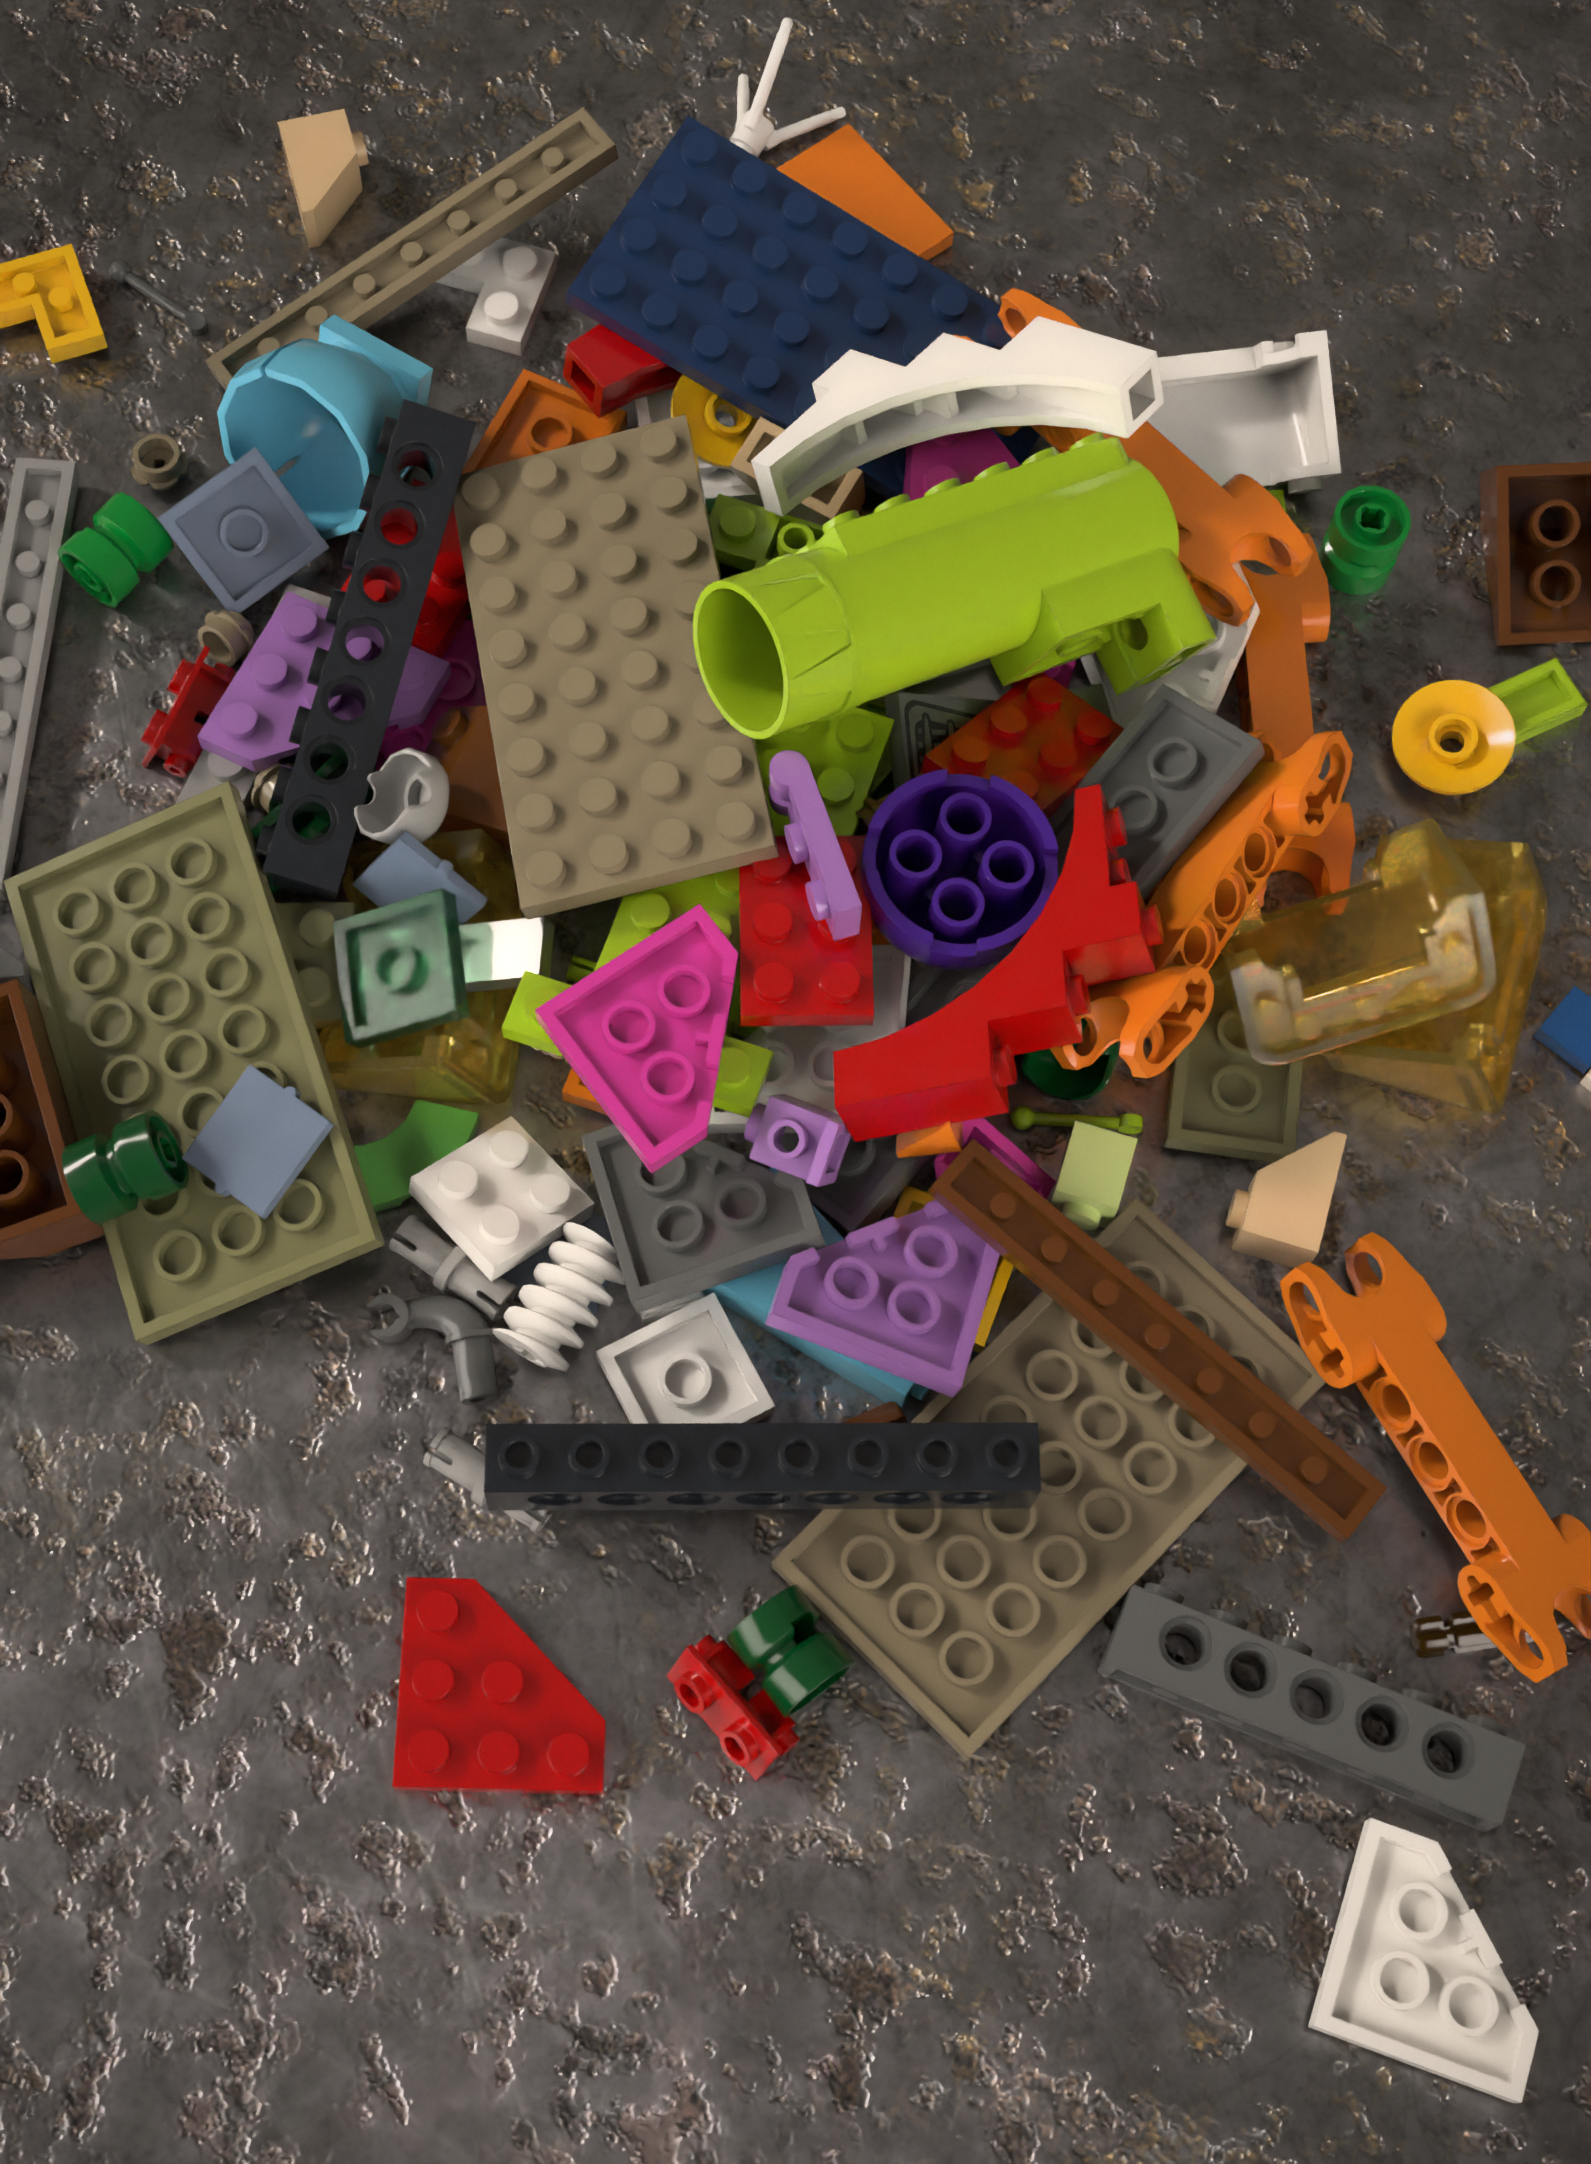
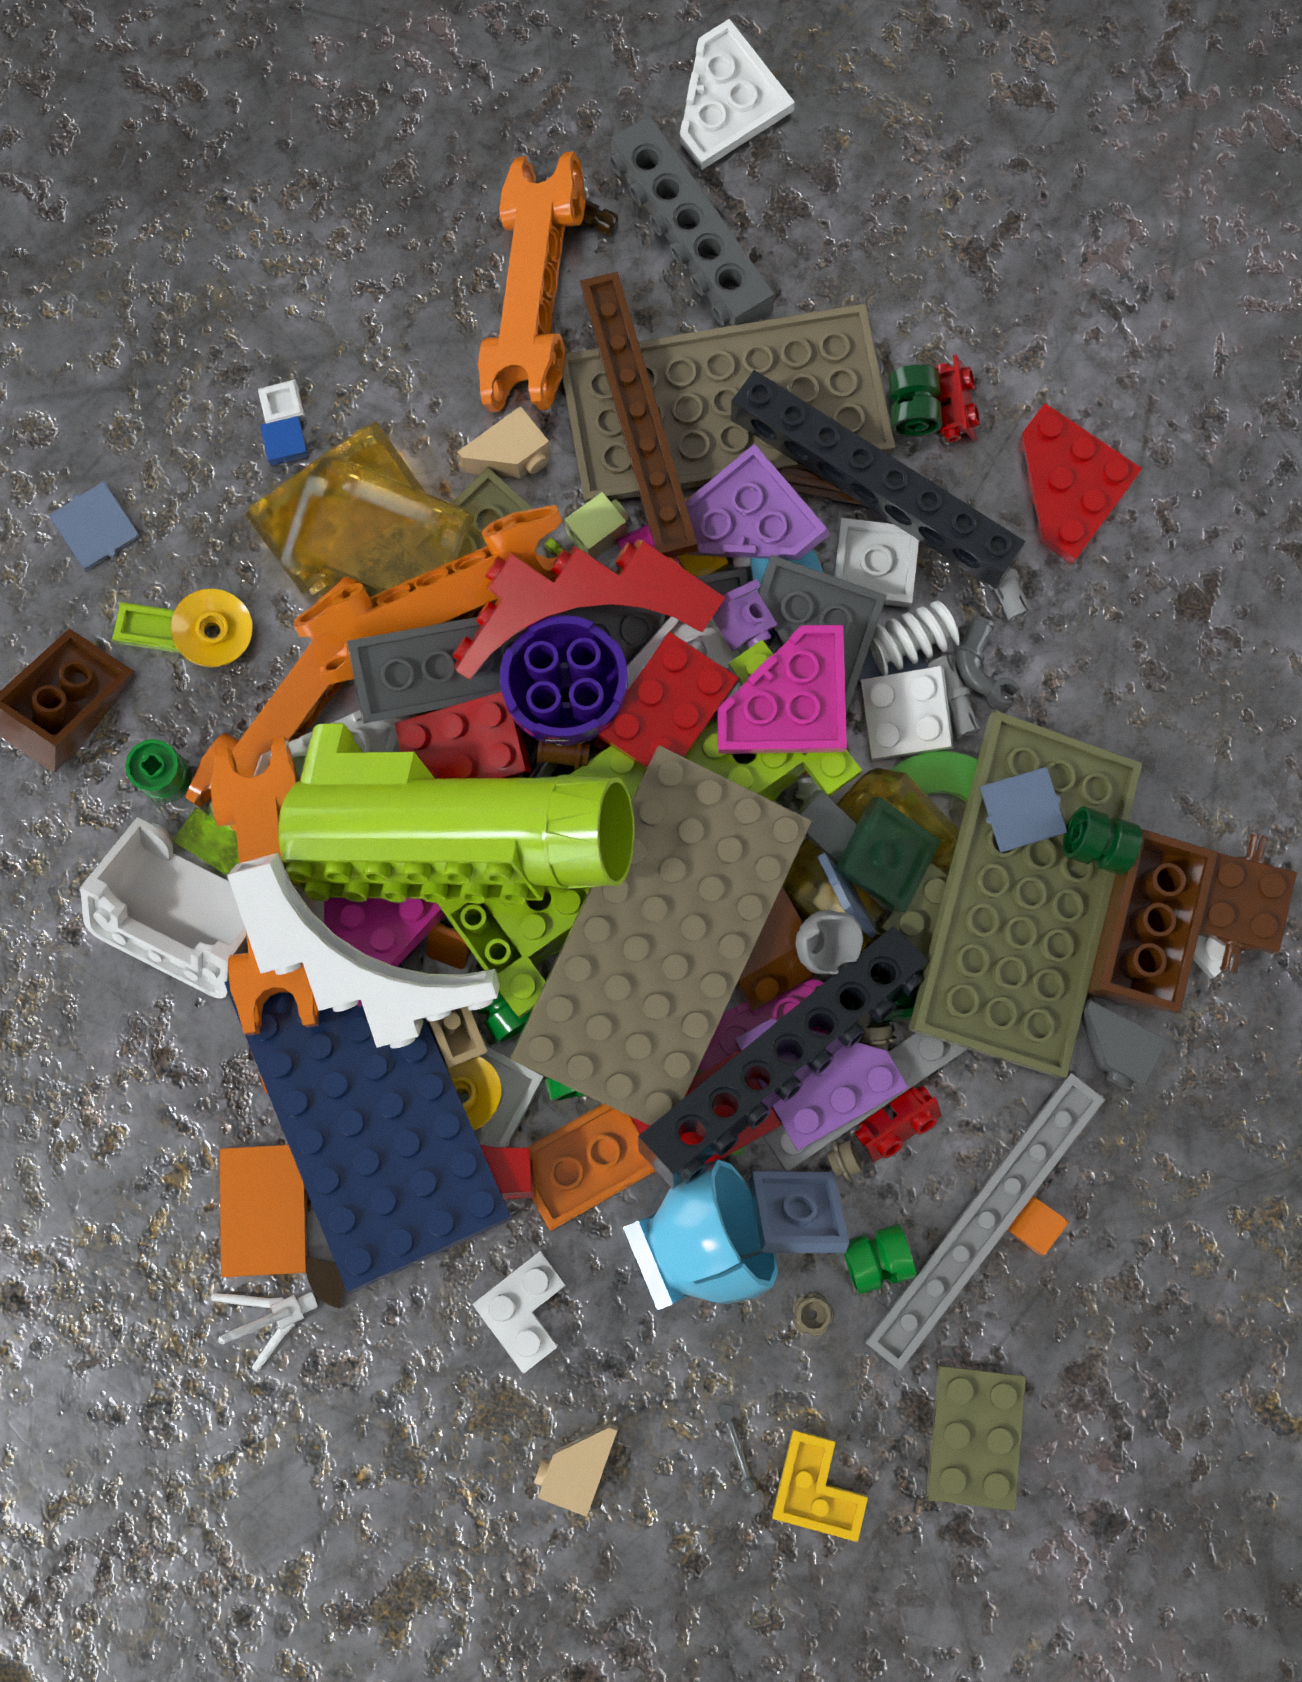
camera: 135 degrees left, 10 degrees up
(434, 241) = (567, 1347): dark tan plate -> none
(813, 841) = (639, 731): medium lavender plate -> none

